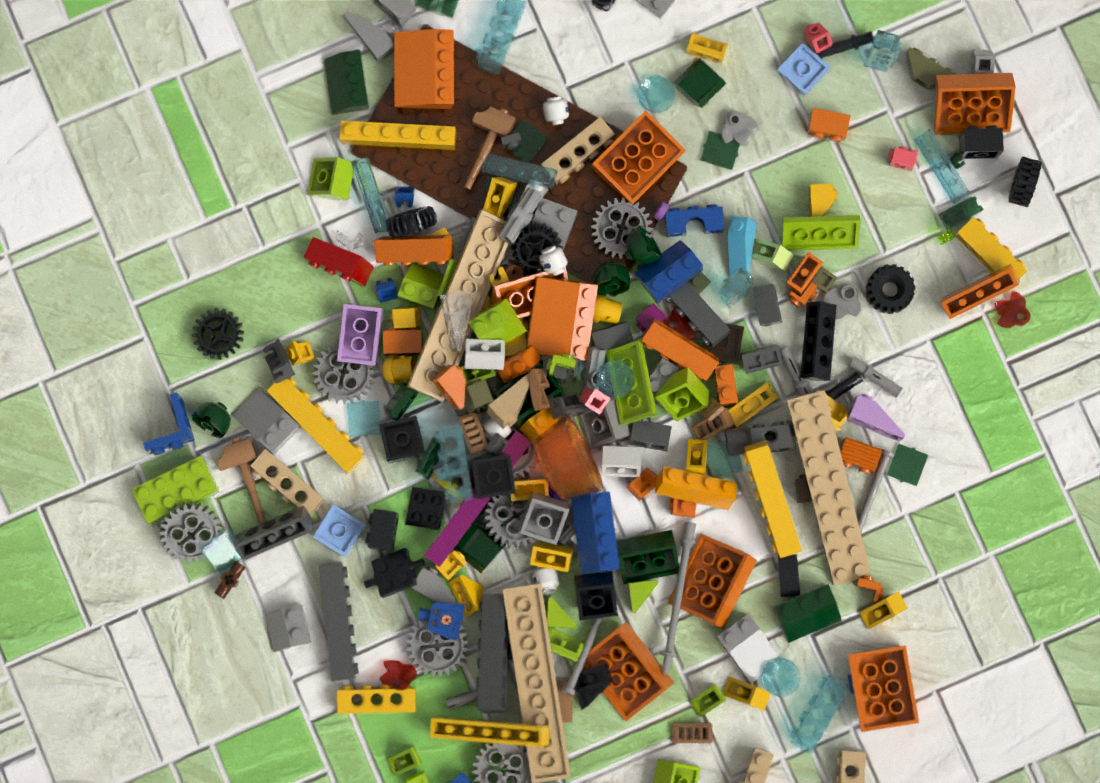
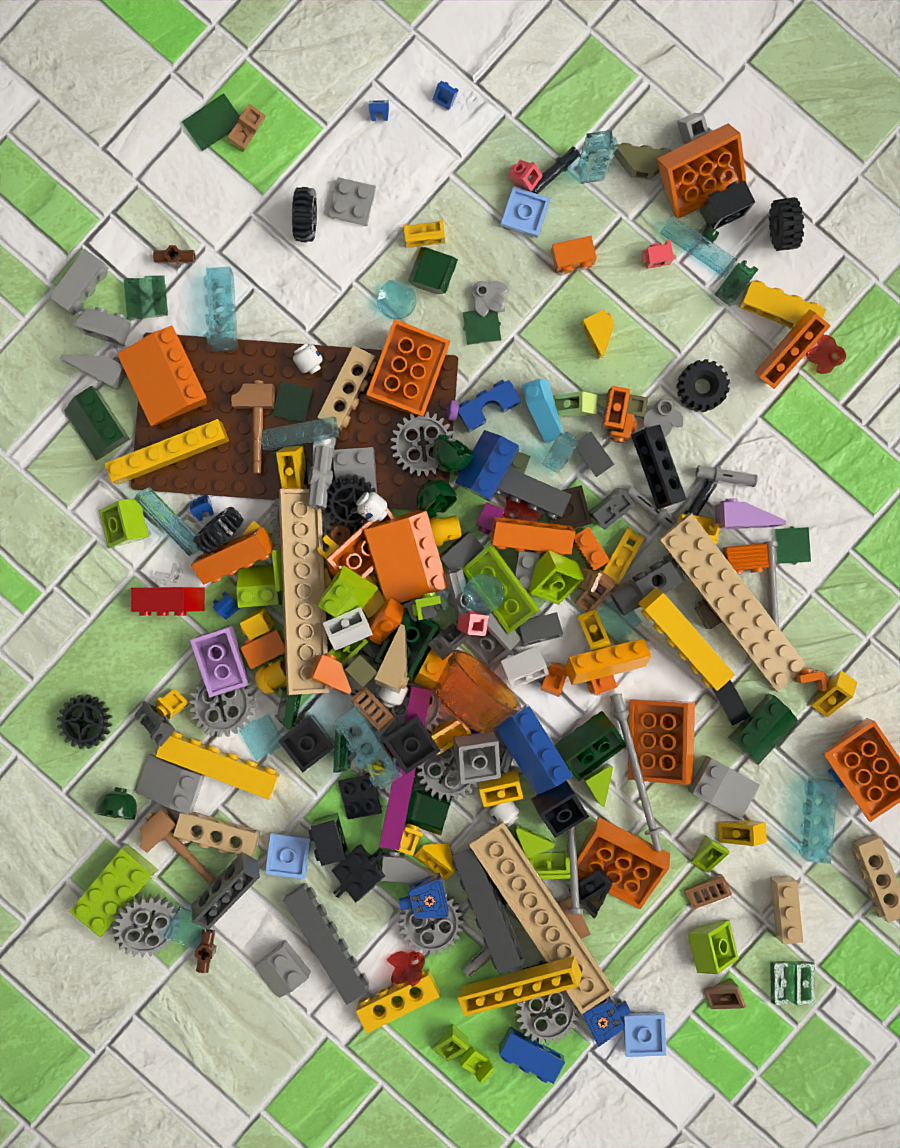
camera: 30 degrees left, 5 degrees up
(177, 439) = (90, 825): blue bracket -> none
(456, 313) = (303, 603): clear slope -> none
(497, 445) = (400, 710): dark grey tile -> none
(511, 141) = (278, 408): dark grey plate -> none
(538, 383) = (412, 634): medium nougat slope -> none
(781, 677) = (767, 801): clear light blue dish -> none
(821, 232) = (614, 361): lime plate -> none
(946, 236) = (732, 312): clear neon green bush -> none

